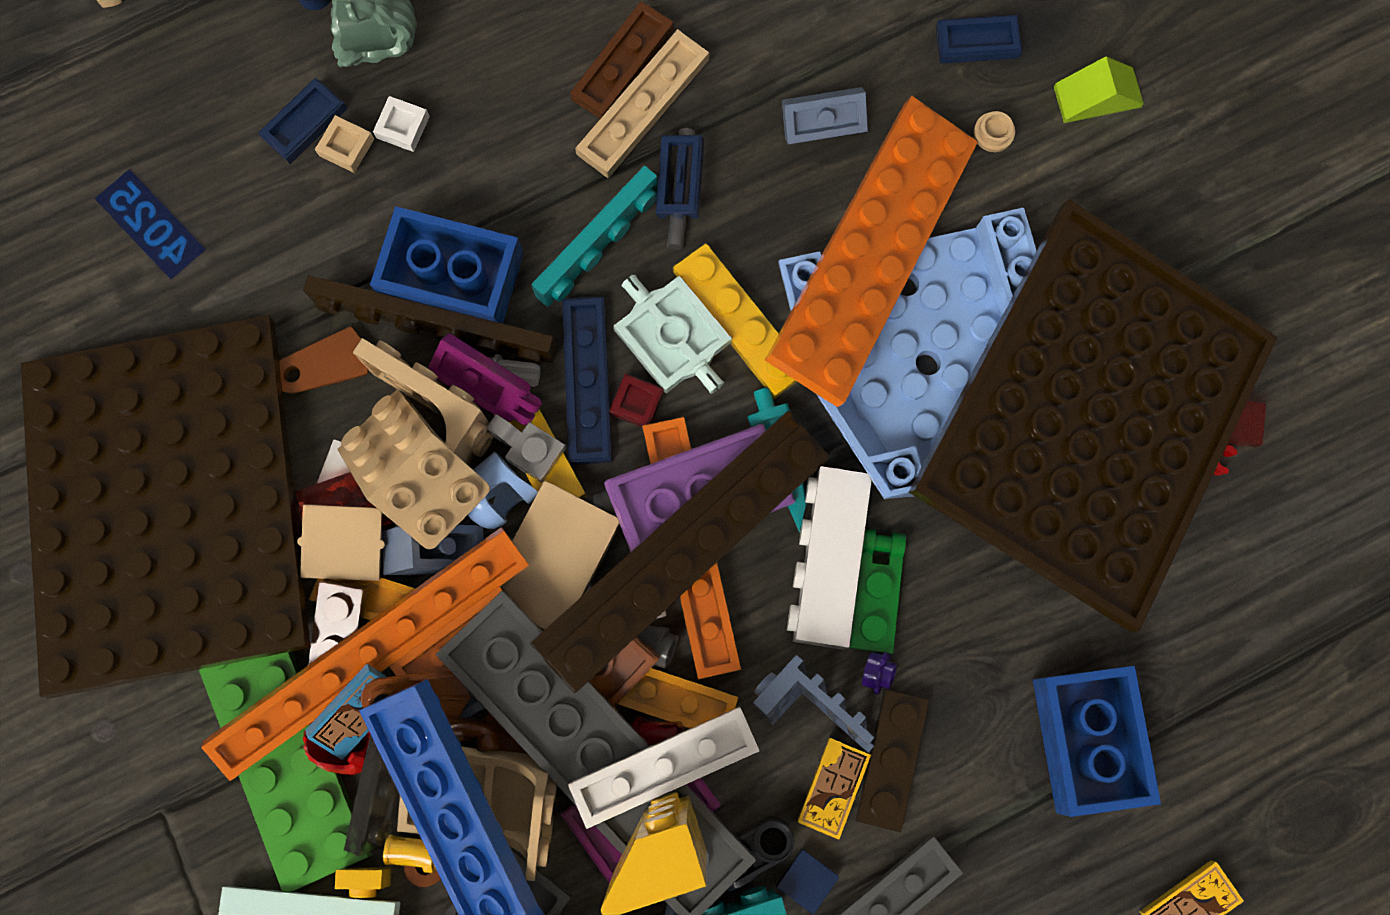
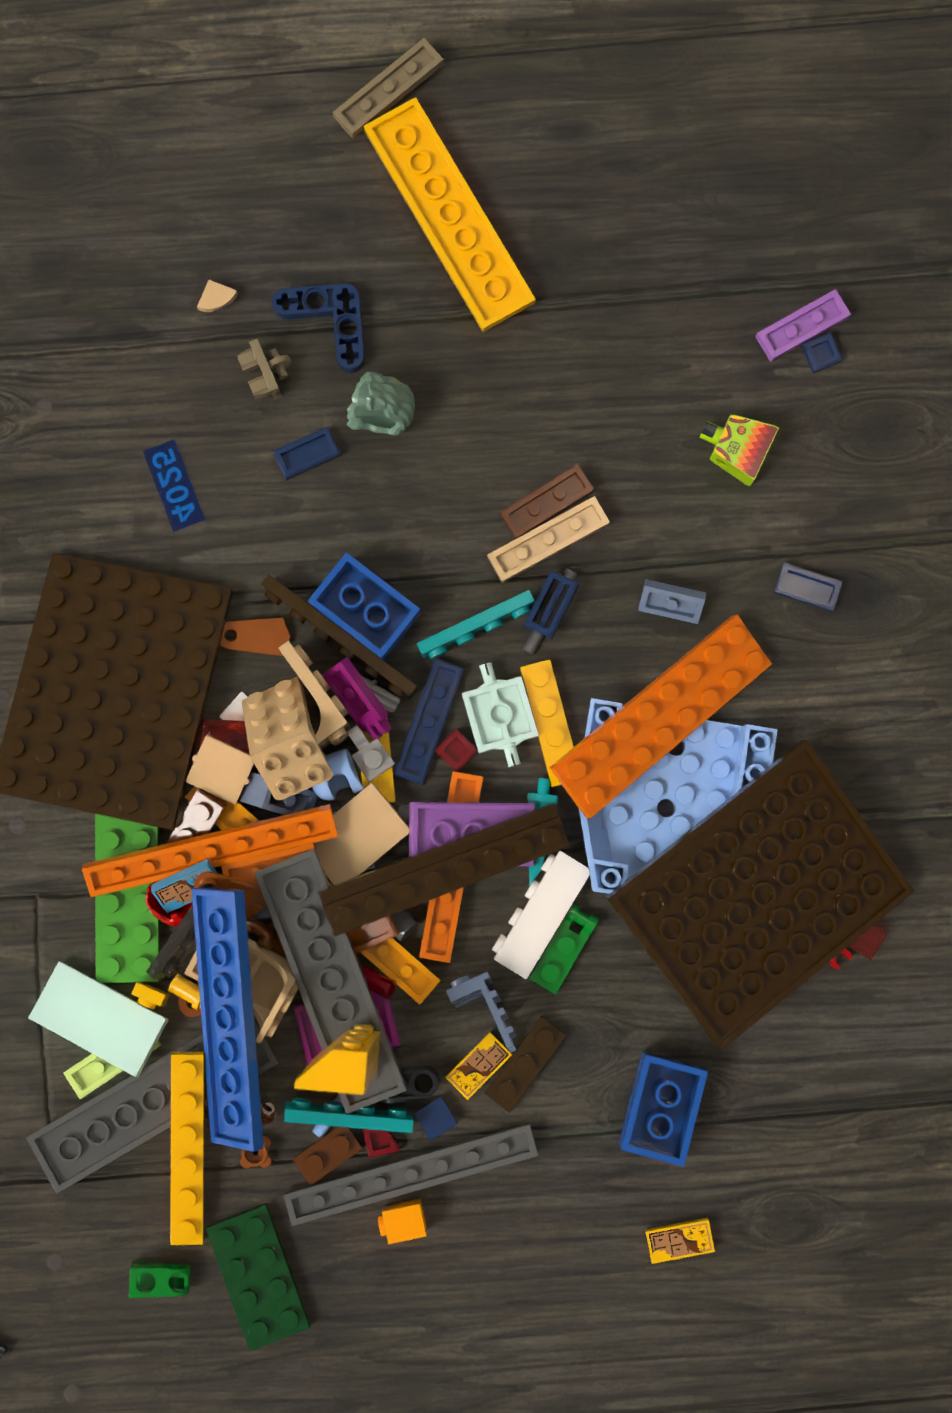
camera: 25 degrees right, 5 degrees up
(222, 28) = (255, 358): none -> dark tan hips
(344, 144) = (329, 484): tan plate -> none
(401, 123) = (374, 485): white plate -> none
(663, 767) = (371, 1007): white plate -> none
(879, 672) = (541, 1003): dark purple plate -> none
(994, 131) = (787, 661): tan plate -> none
(1098, 91) = (875, 662): lime slope -> none

